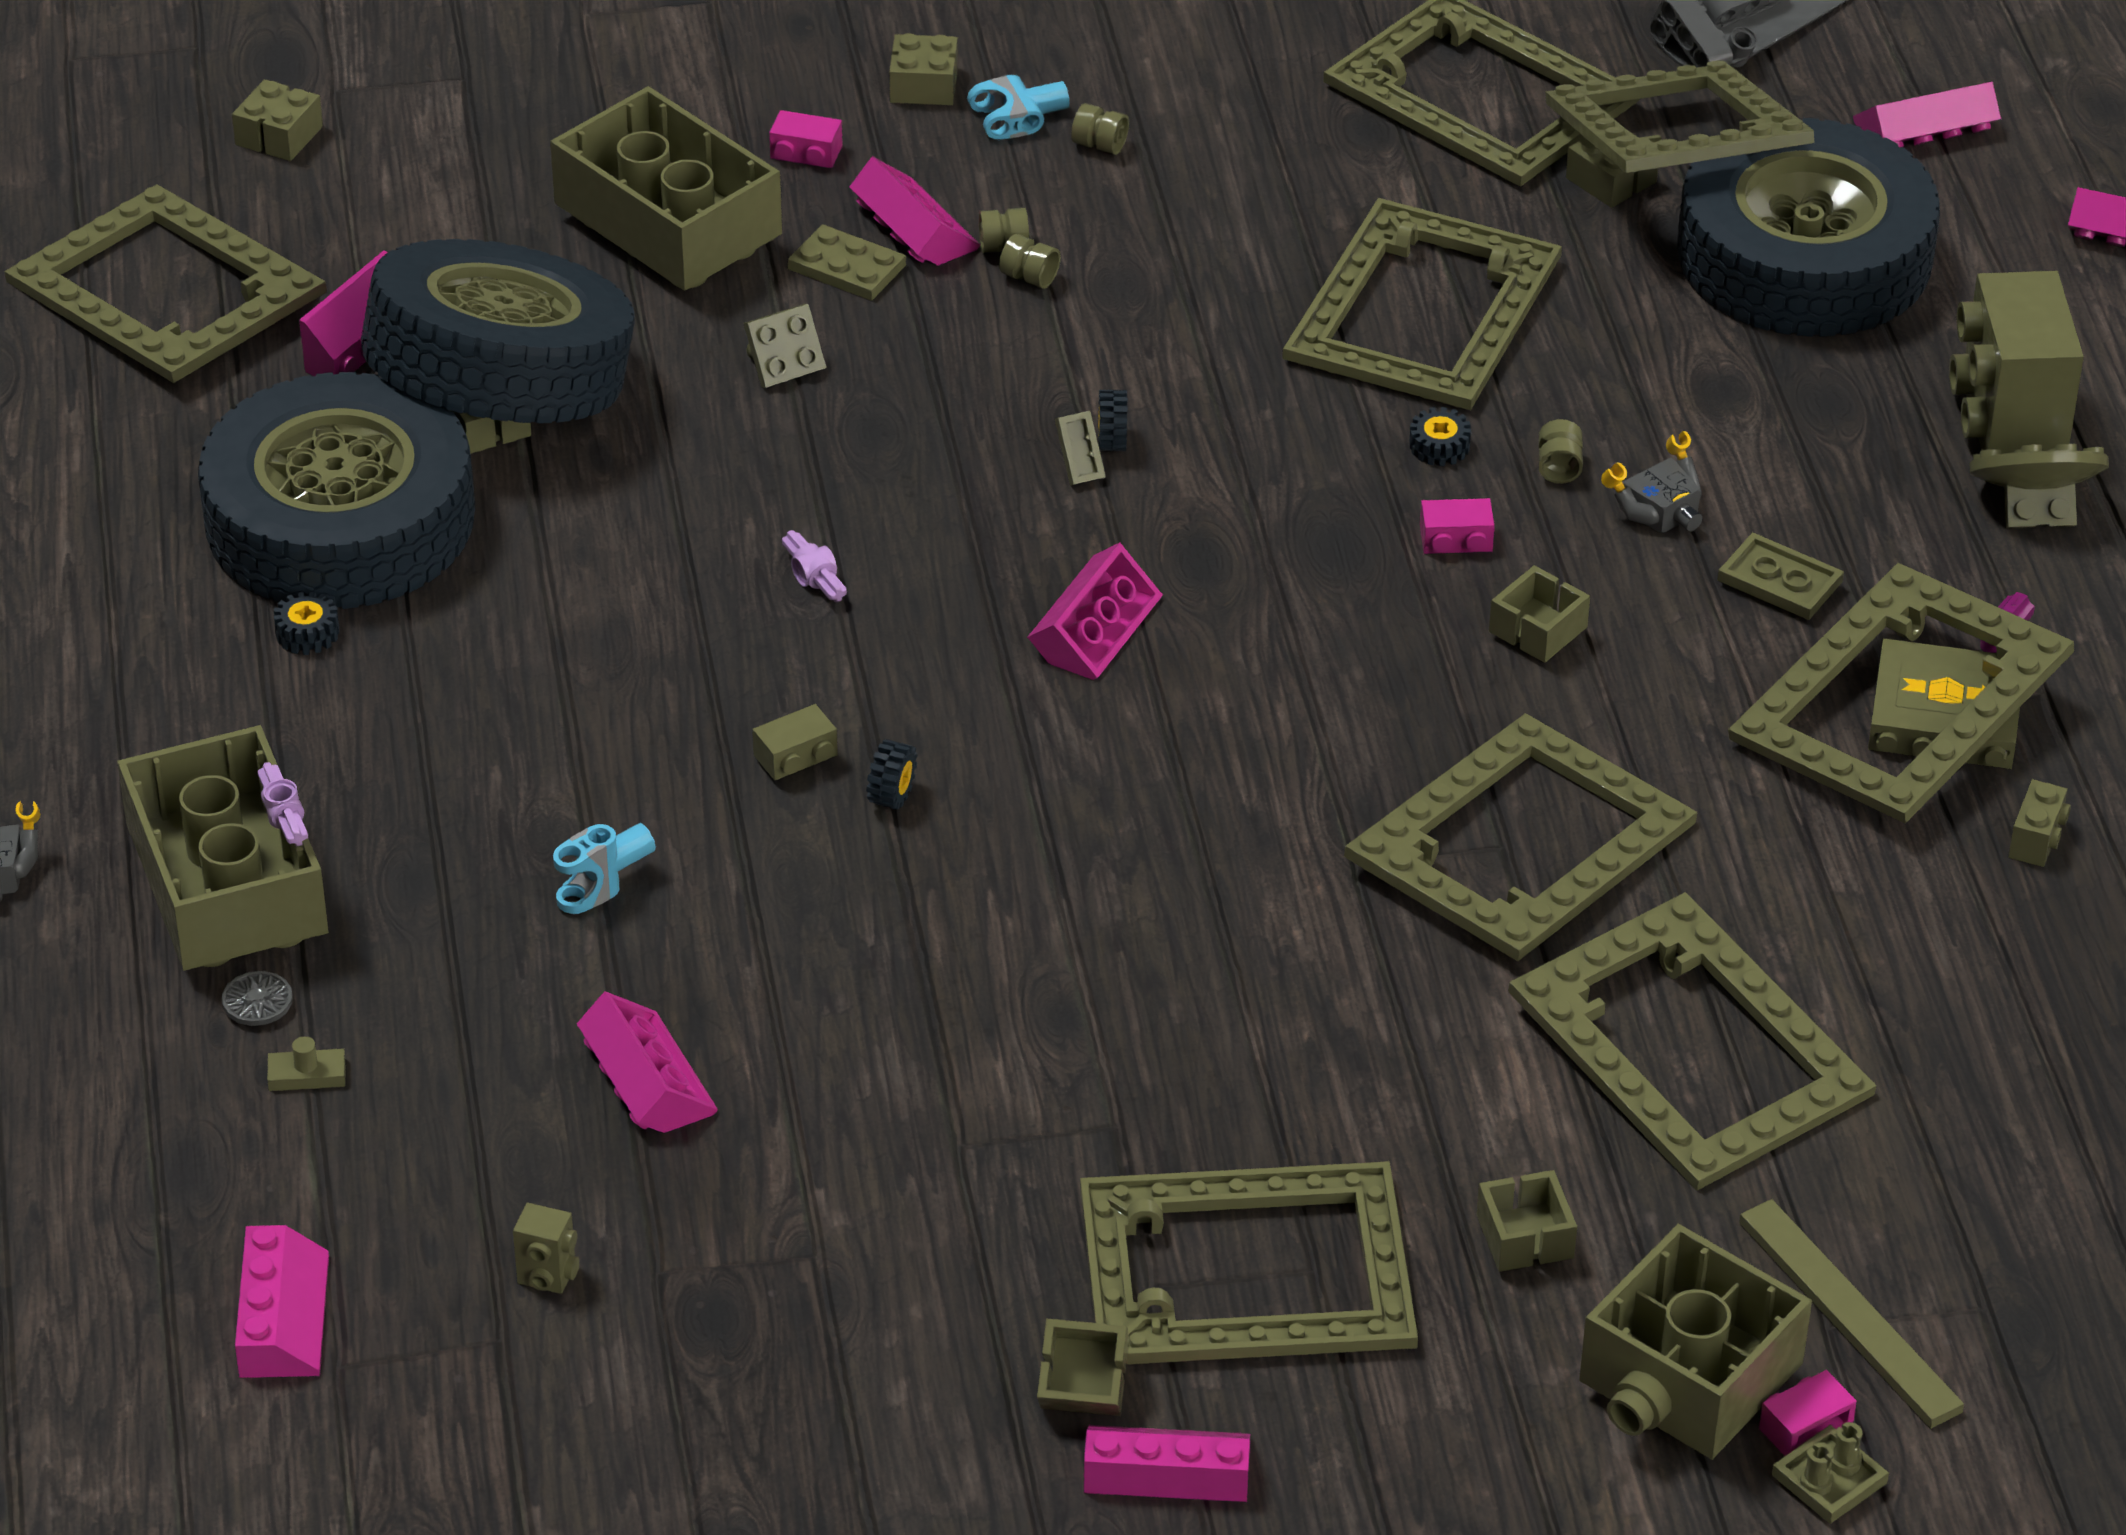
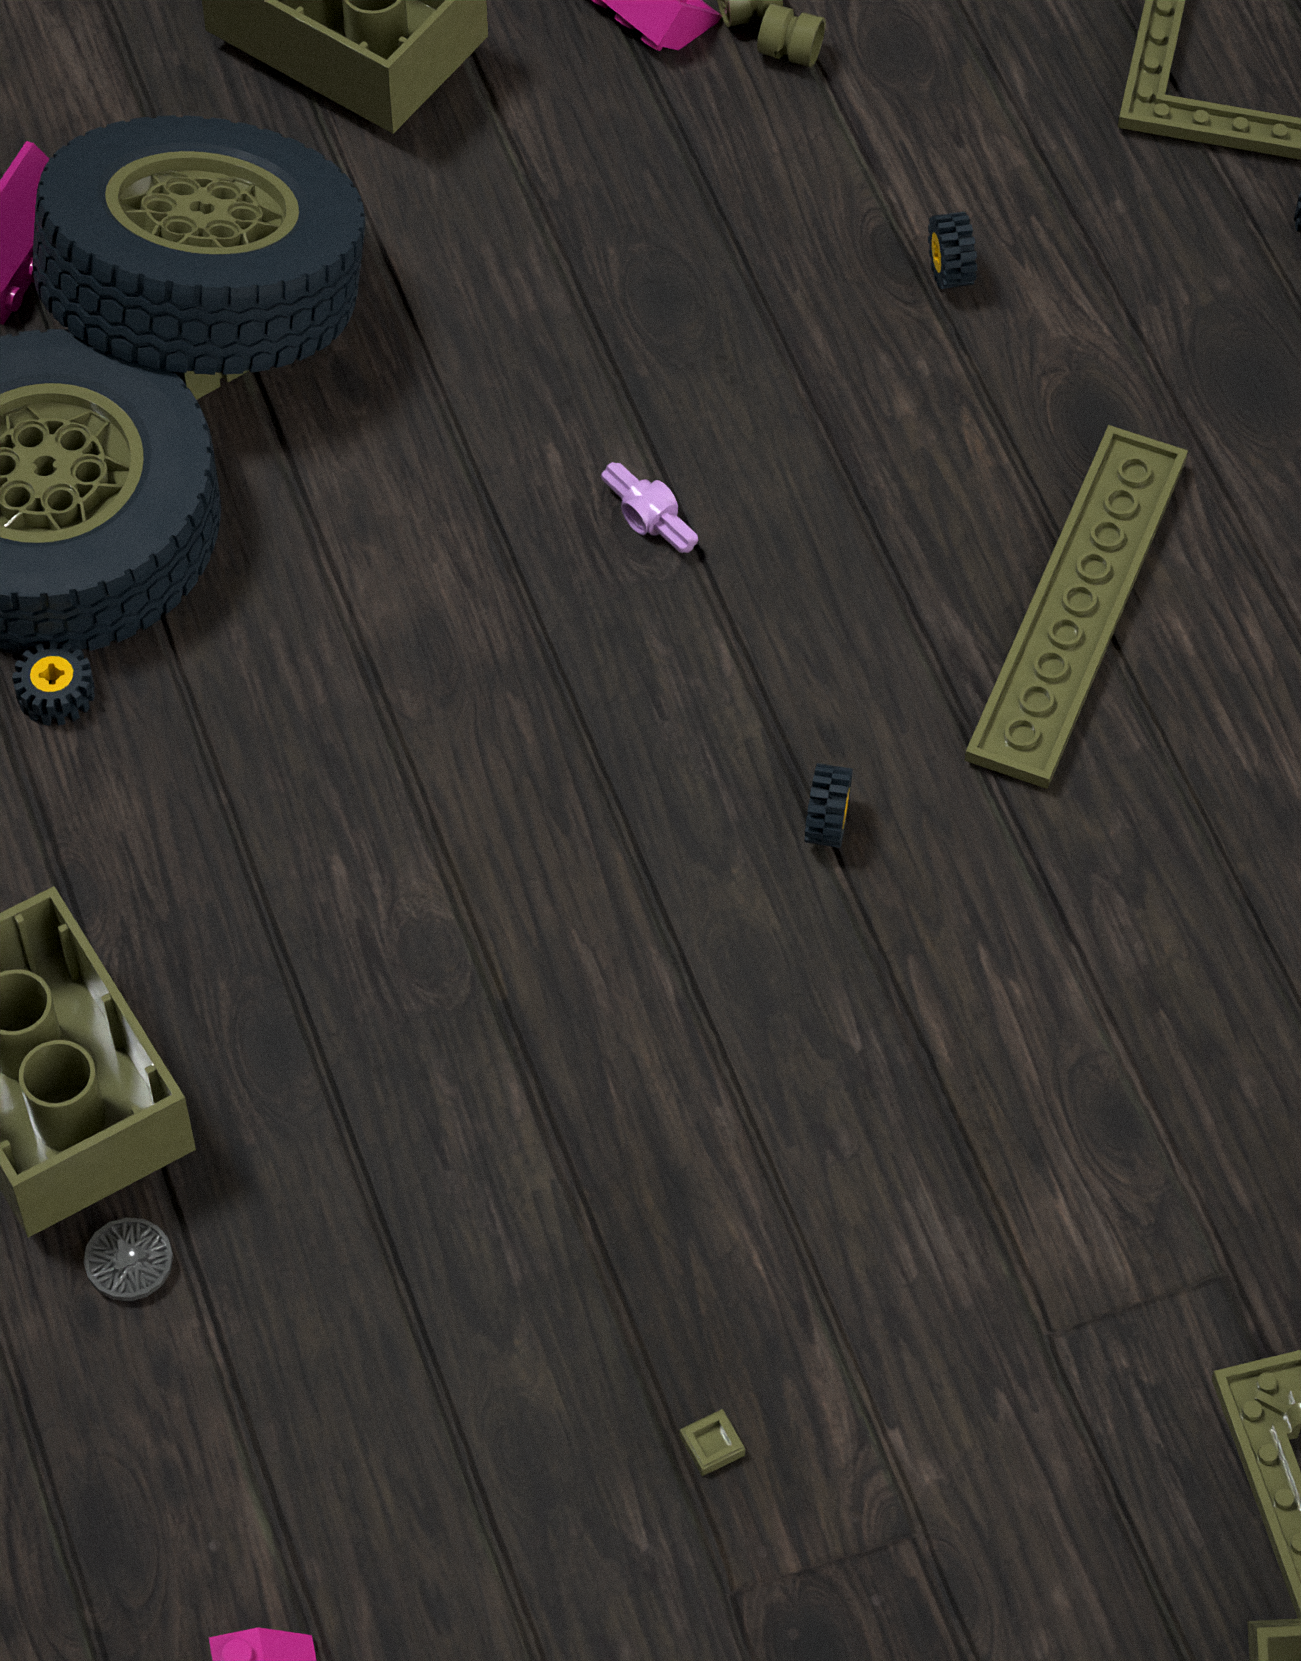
camera: 10 degrees left, 15 degrees up
(282, 804) = (123, 1029): lavender axle -> none
(306, 1067) = (216, 1357): olive tile -> none
(545, 1248) = (593, 1603): olive brick -> none
(599, 859) = (507, 996): medium azure connector -> none
(644, 1064) = (637, 1286): dark pink slope -> none
(674, 1175) = (712, 1442): none -> olive tile
(784, 345) = (535, 199): olive plate -> none
(795, 742) = (697, 773): olive brick -> none
(846, 262) = (572, 63): olive plate -> none
(1080, 447) = (924, 295): olive tile -> none
(1096, 613) = (1003, 527): dark pink slope -> none
(1139, 674) = (1076, 607): none -> olive plate

